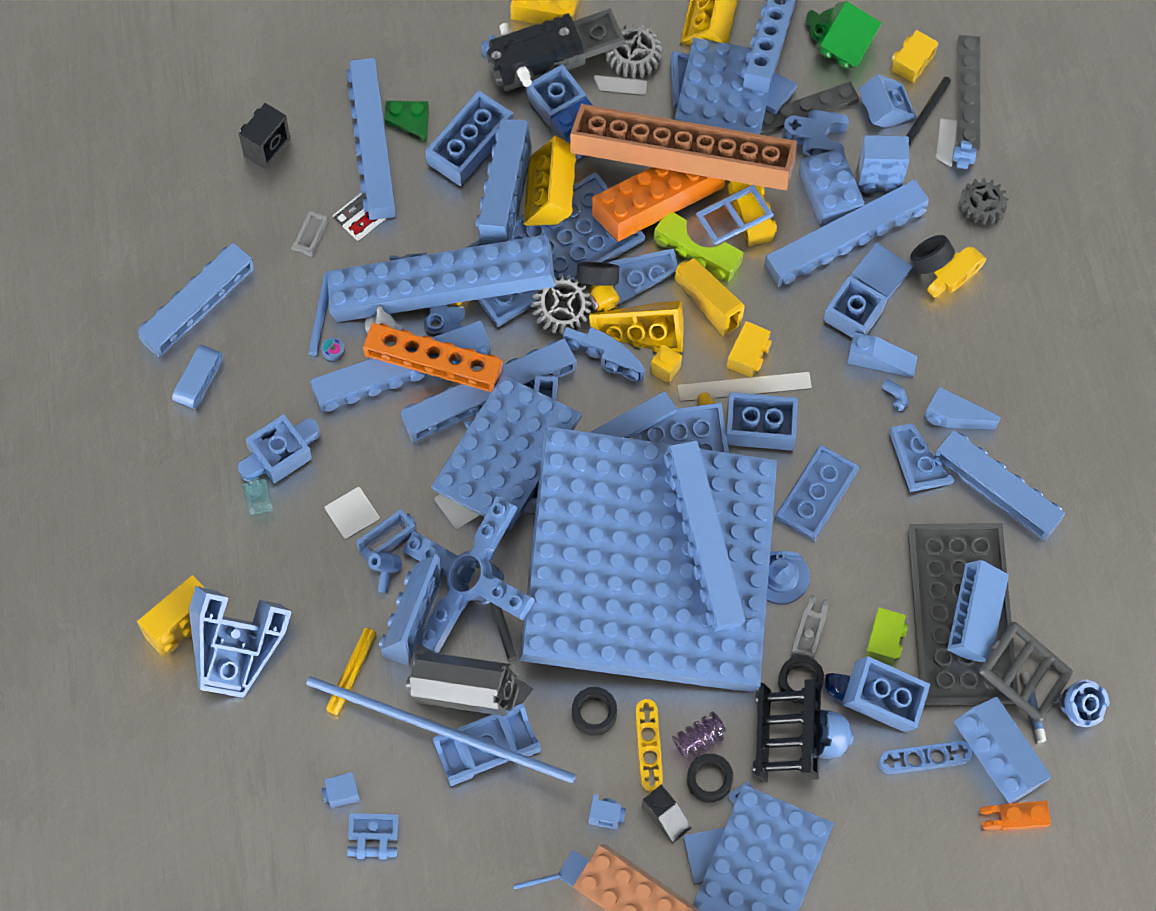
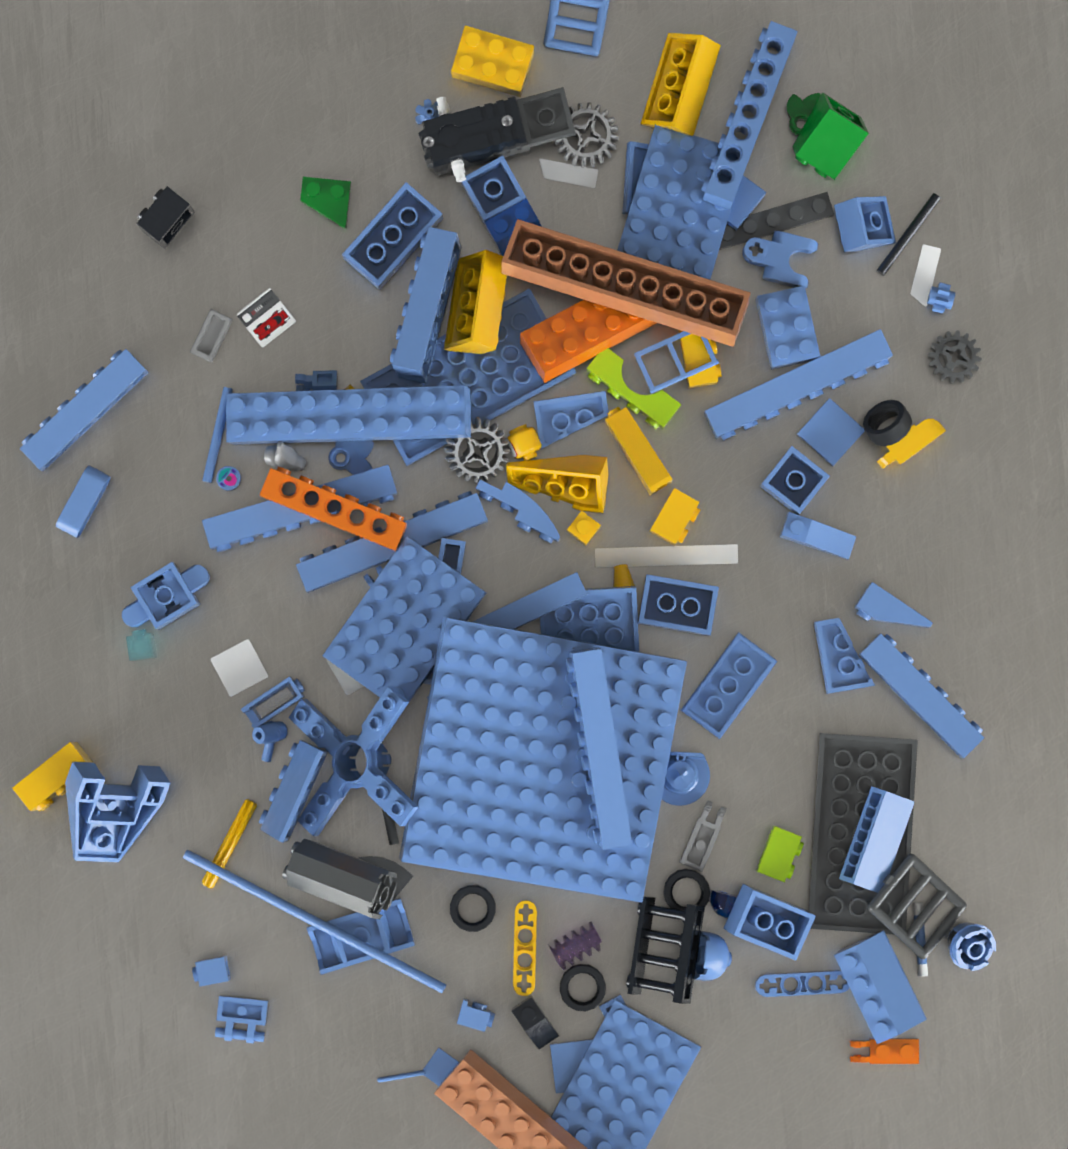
camera: 10 degrees right, 20 degrees up
(372, 139) = (284, 225): medium blue brick -> none
(598, 273) = (519, 420): black tyre -> none
(882, 163) = (846, 313): medium blue brick -> none
(900, 395) = (830, 580): medium blue arm -> none
(913, 56) = (903, 165): yellow brick -> none
(968, 90) = (959, 214): dark grey plate -> none

